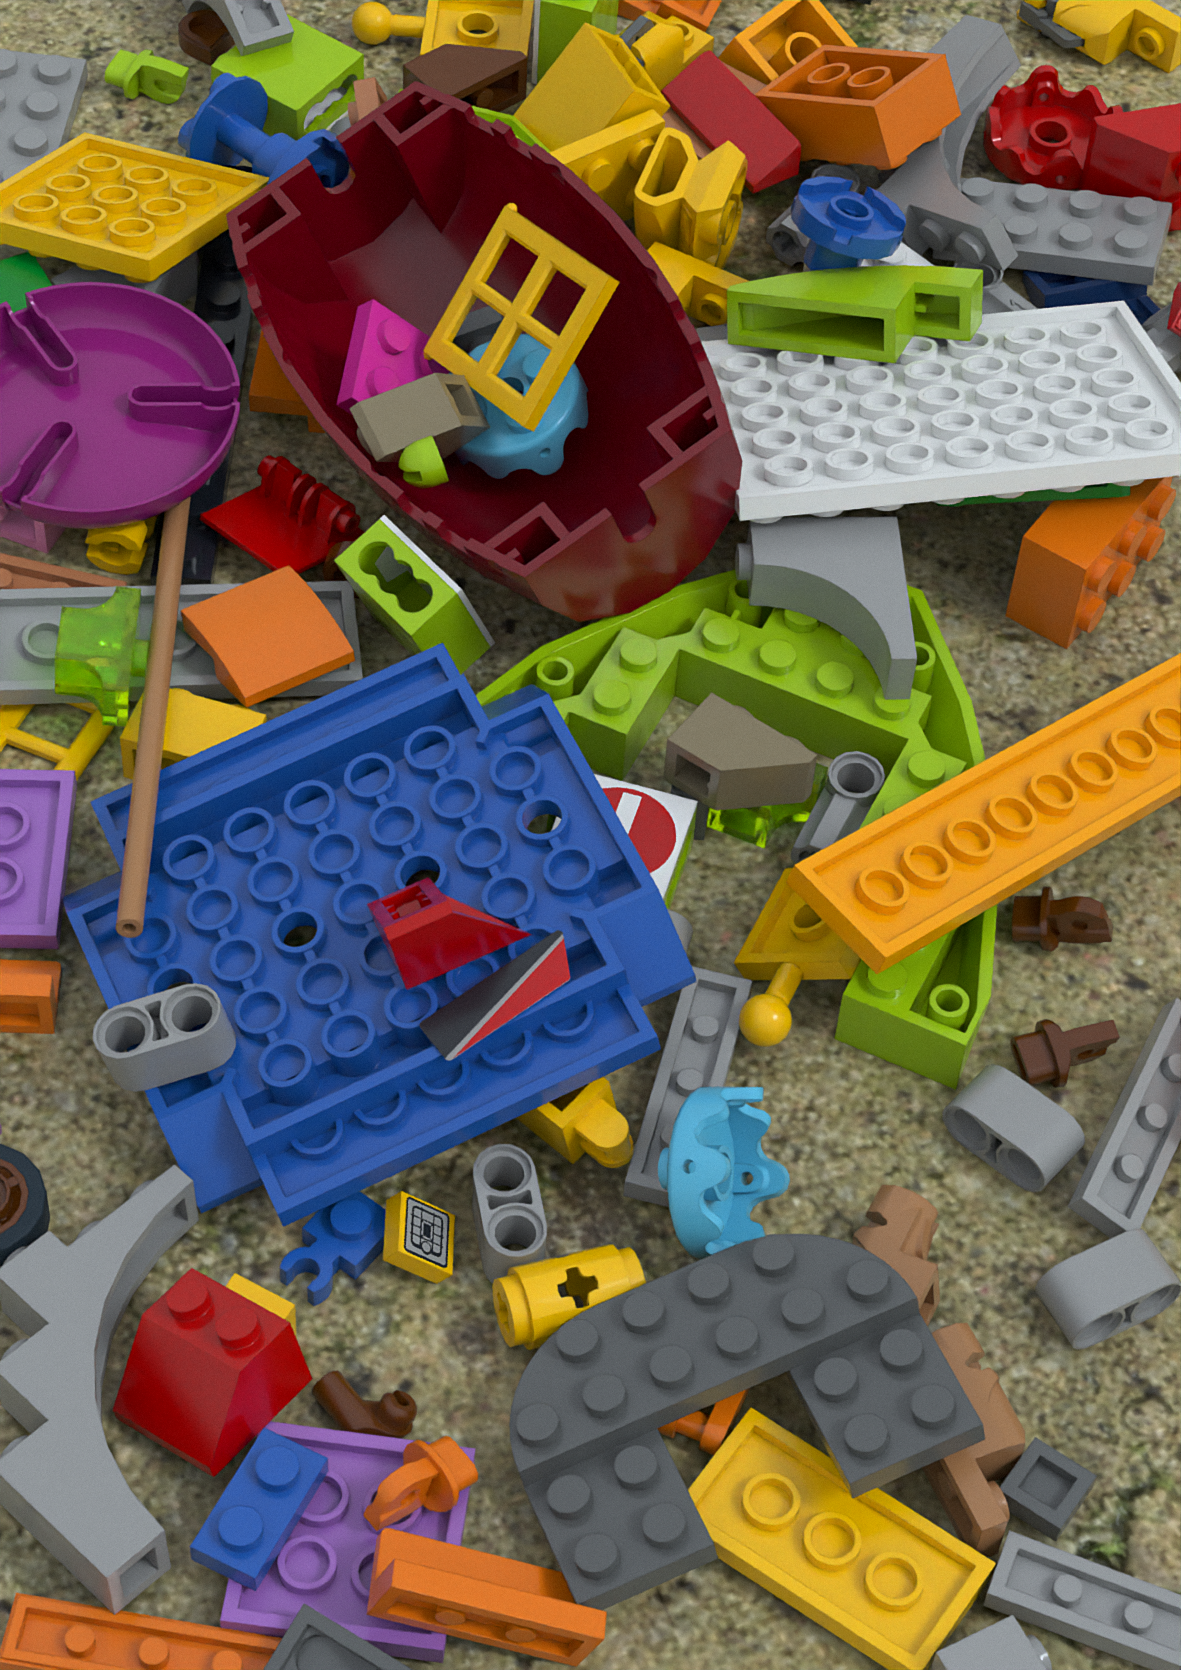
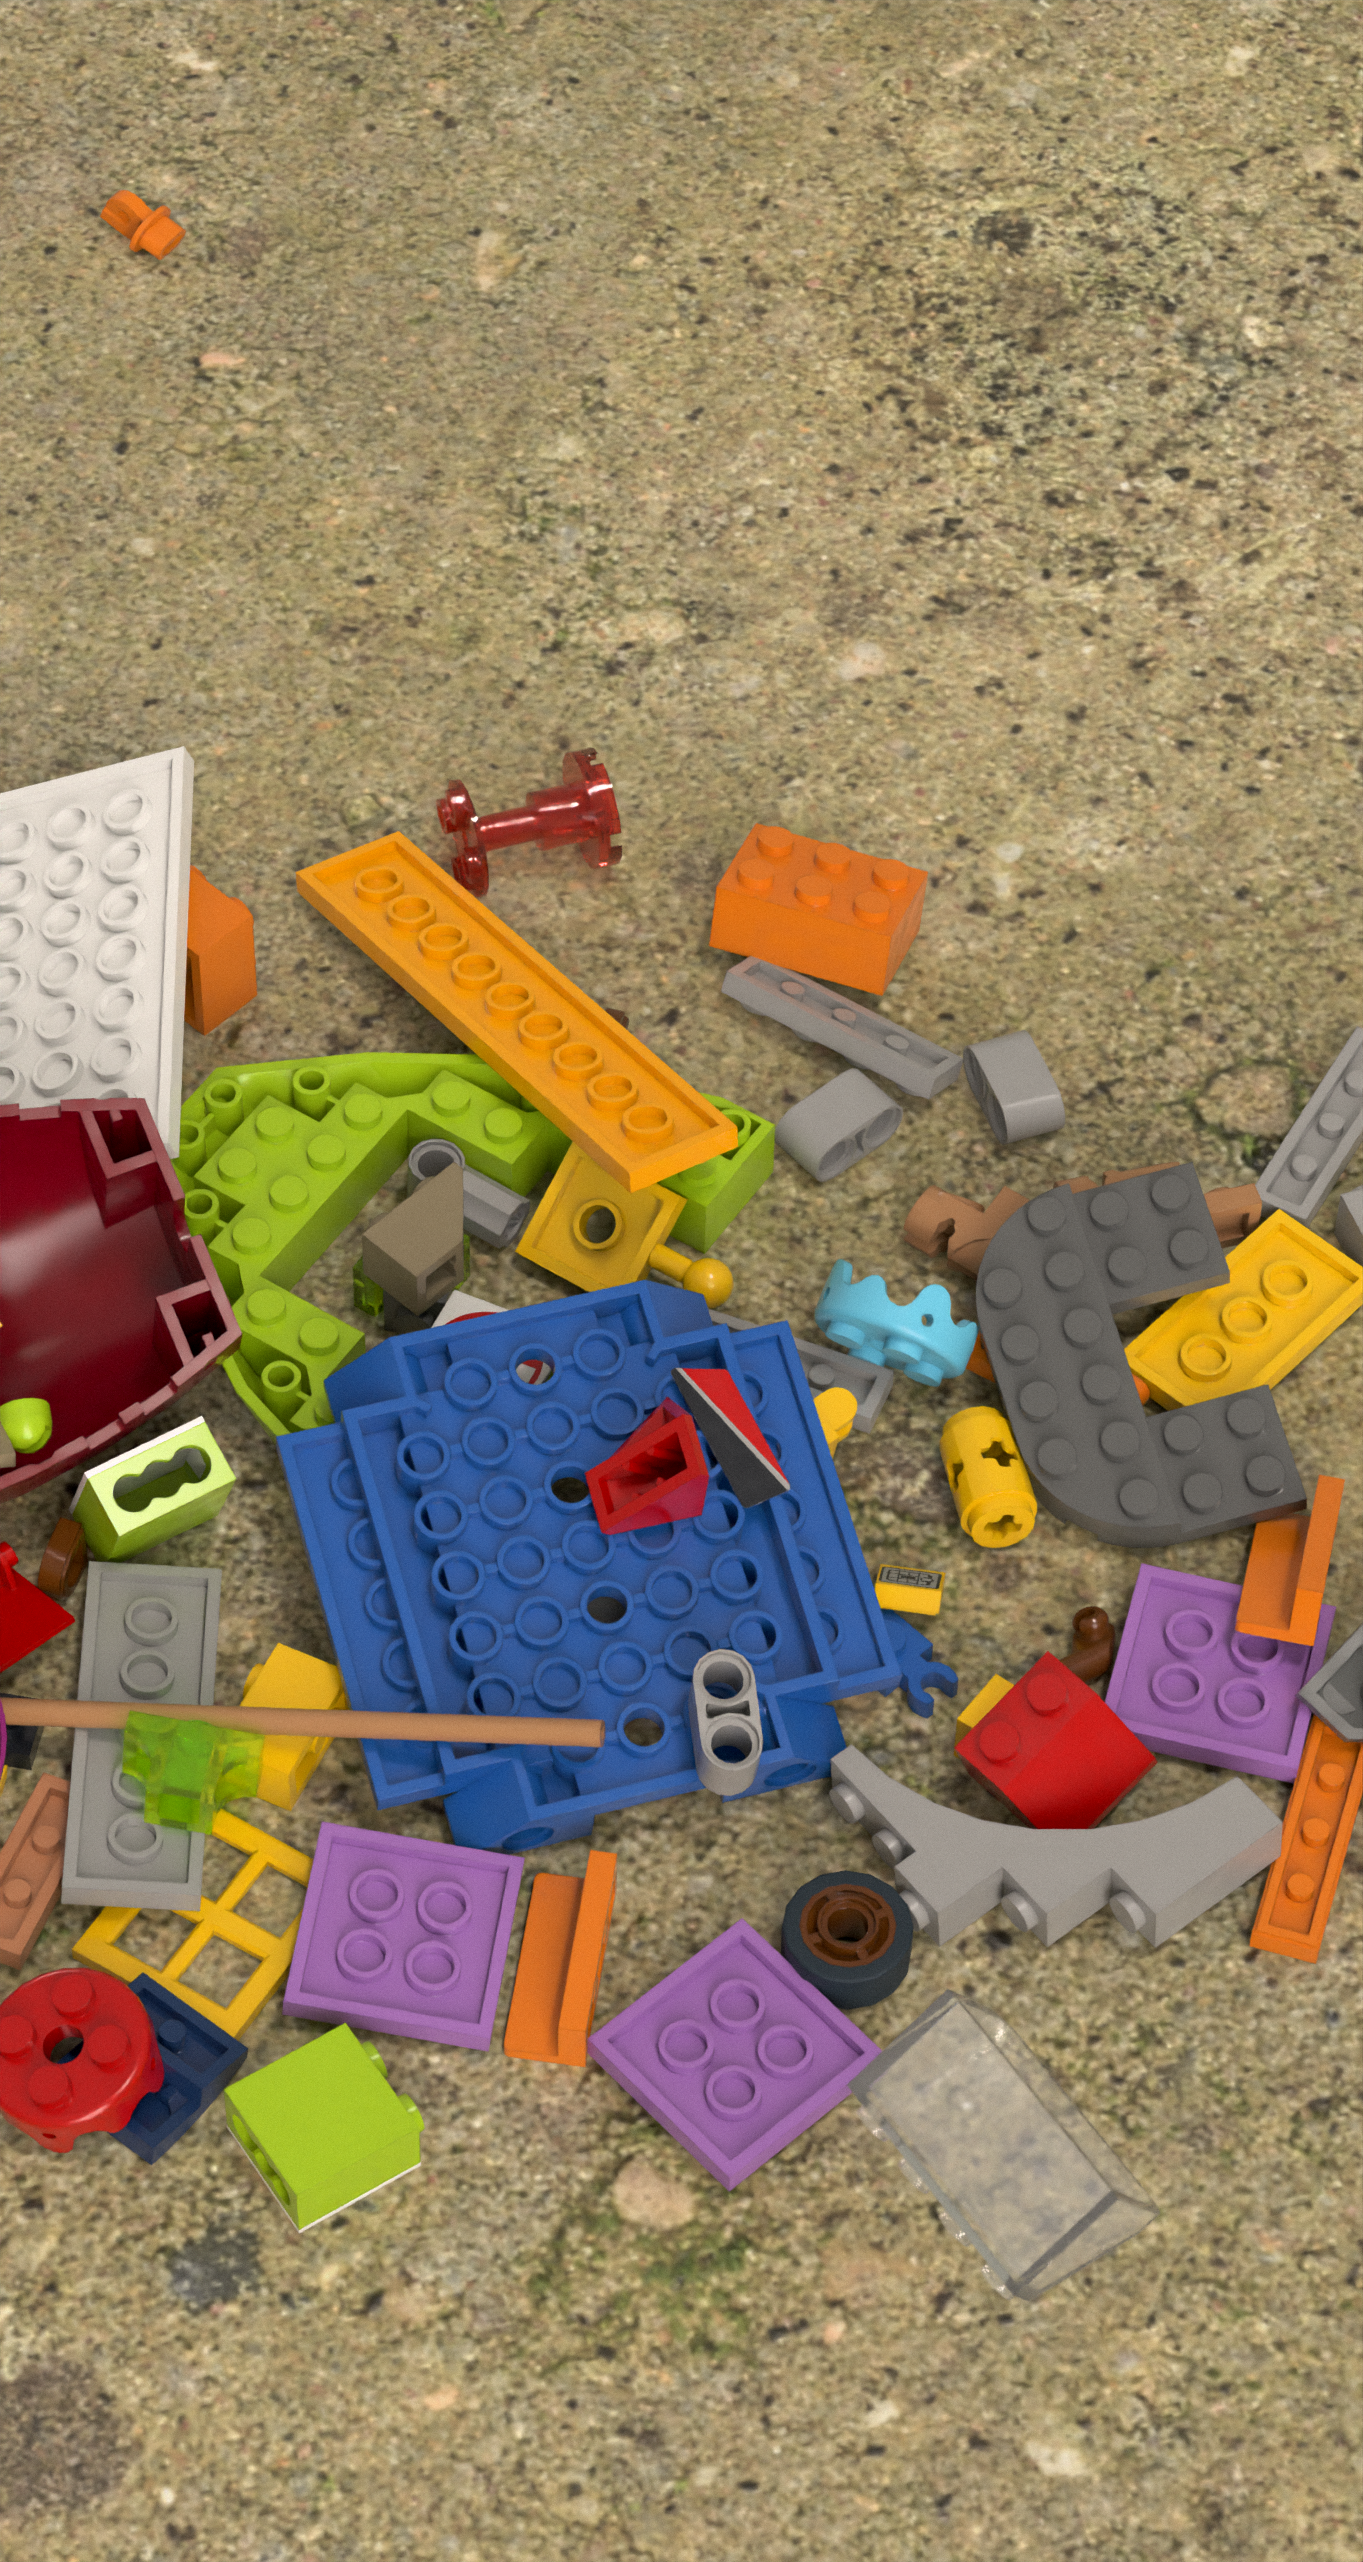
camera: 80 degrees left, 0 degrees up
(259, 1509) = (1197, 1723): blue plate -> none
(267, 636) = (172, 1630): orange slope -> none
(429, 1478) = (1182, 1591): orange piece -> none
(507, 1215) = (898, 1512): light grey beam -> none
(842, 575) = (245, 1095): light grey arch -> none
(1046, 1488) = (1213, 1159): dark grey plate -> none
(1050, 1051) = (757, 1081): reddish brown piece -> none

